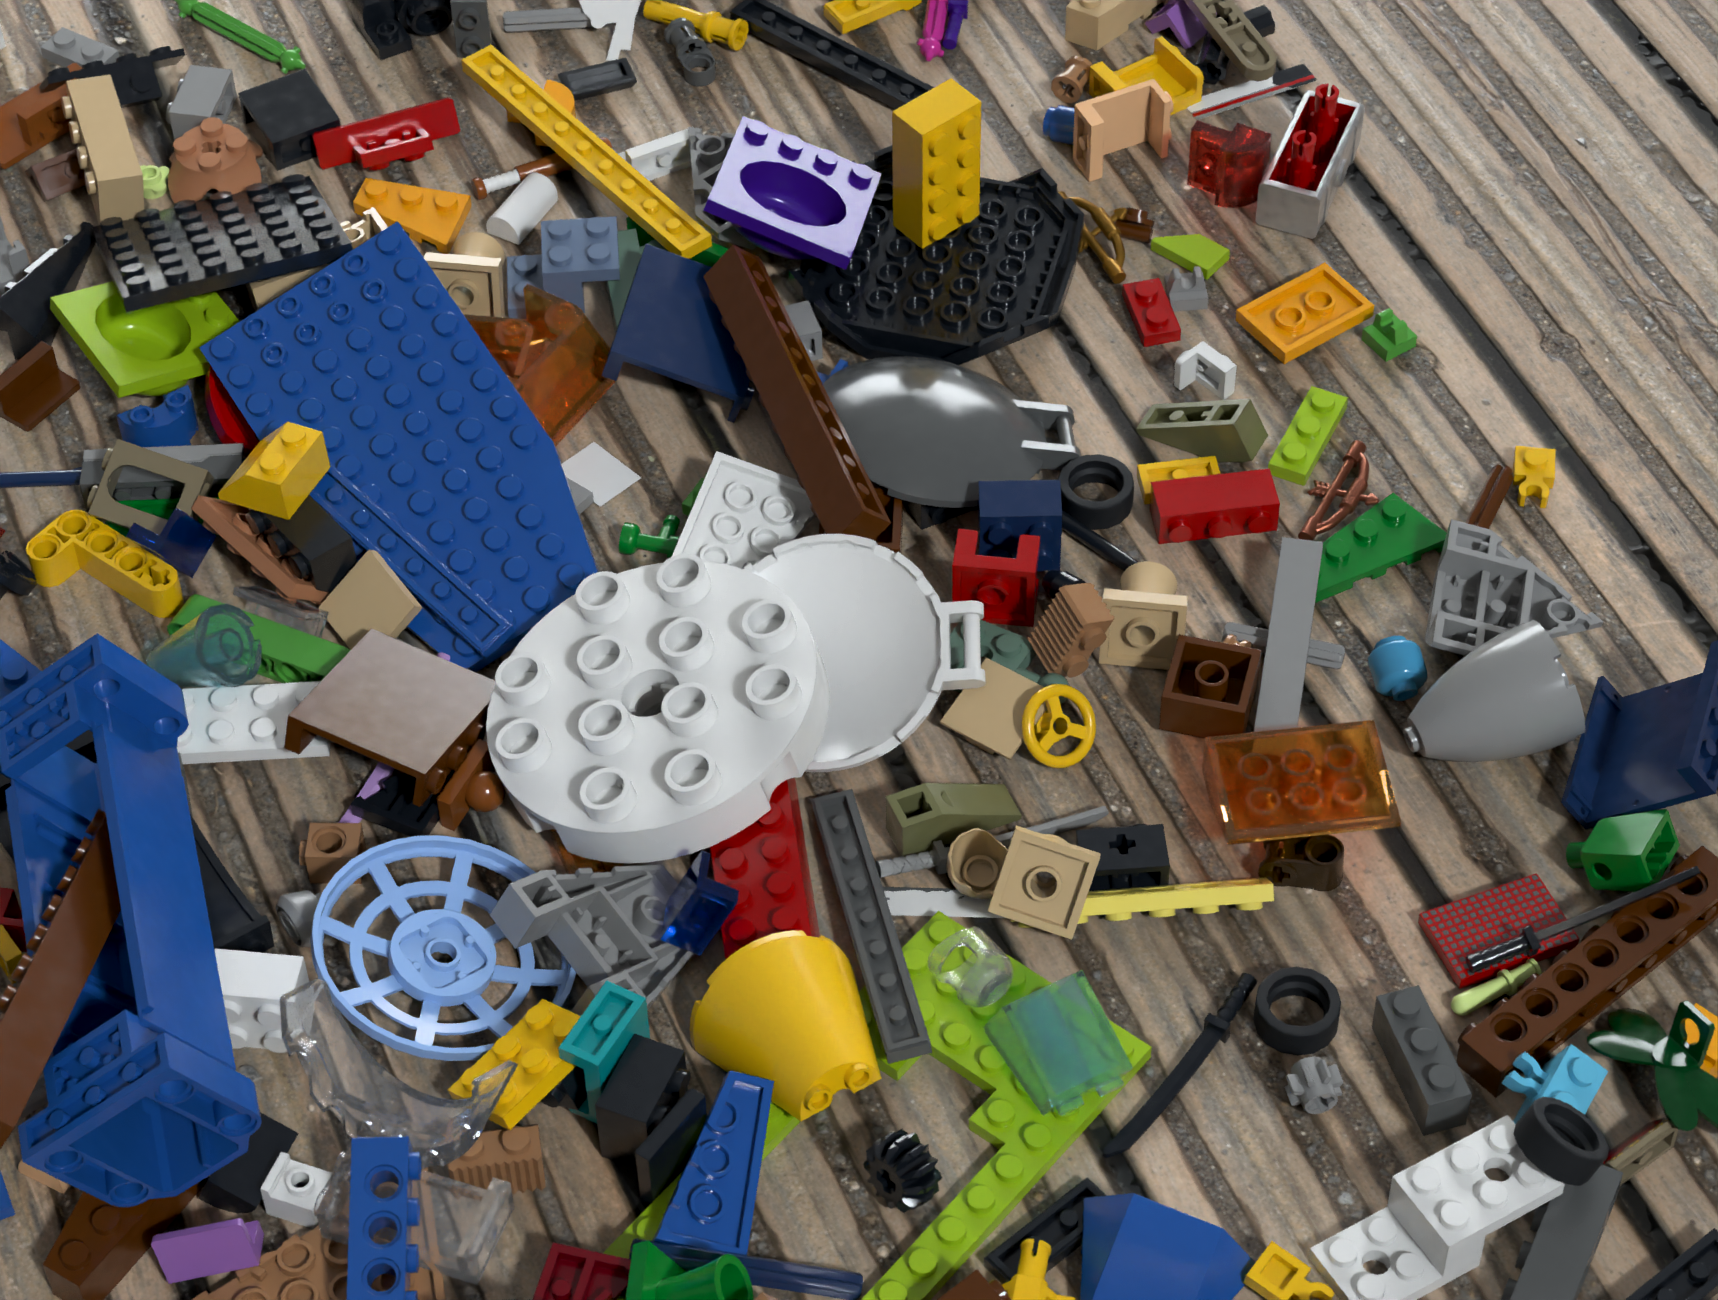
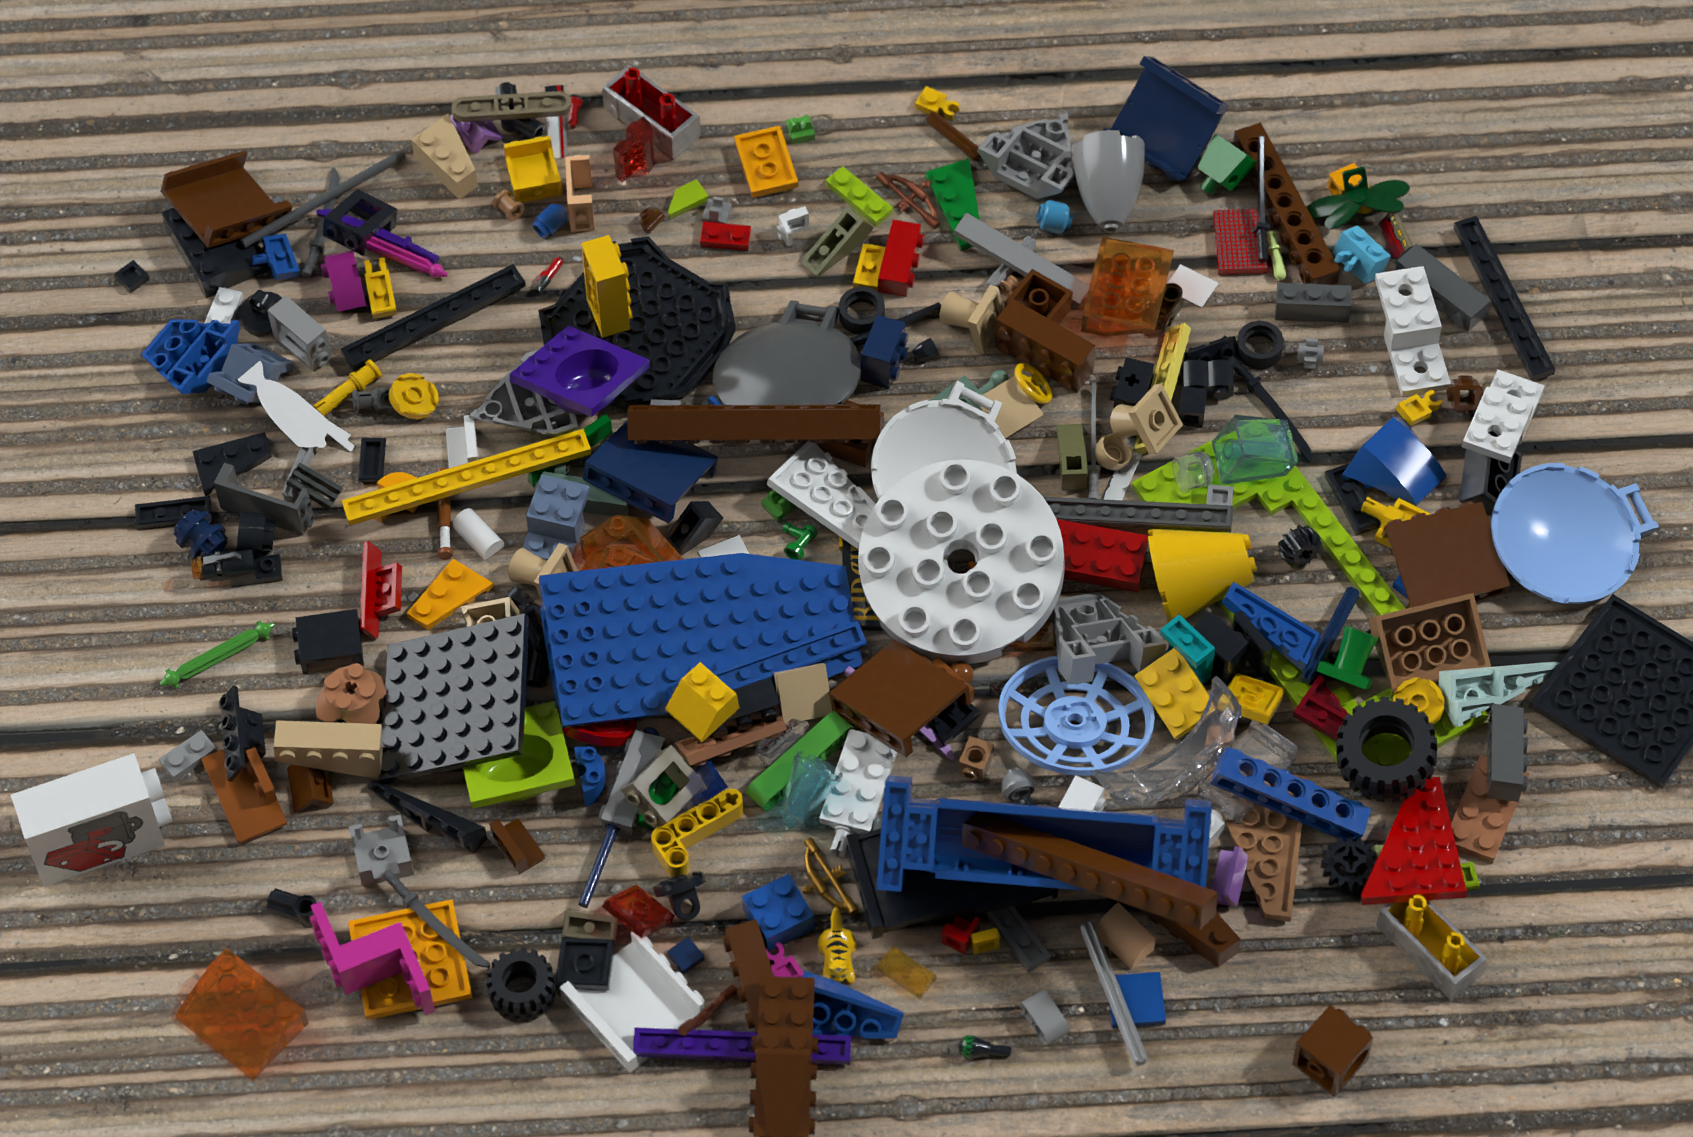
camera: 70 degrees left, 10 degrees up
(201, 95) = (287, 690): light grey brick -> none
(528, 10) = (316, 482): none -> pearl dark grey tile
(560, 1177) = (1256, 697): none -> yellow tile
(625, 416) = (693, 526): none -> black slope
(697, 908) = (1101, 584): clear blue panel -> none
(711, 82) = (413, 396): none -> yellow tile
(949, 1030) = (1219, 495): none -> light grey tile
(999, 156) = (546, 276): none -> piece
(1002, 584) = (922, 378): red panel -> none
(1071, 629) = (979, 351): medium nougat brick -> none
(1105, 224) = (681, 241): pearl gold piece -> none
(1119, 942) = (1192, 406): none -> black panel
(1127, 715) = (1044, 345): none -> reddish brown brick
(1188, 957) = (1213, 376): none -> black brick
(1243, 946) = (1216, 350): none -> black hinge
(1287, 95) = (576, 103): none -> red piece
(1375, 892) = (1194, 285): none -> white sticker
(1561, 1141) = (1403, 256): black tyre -> none

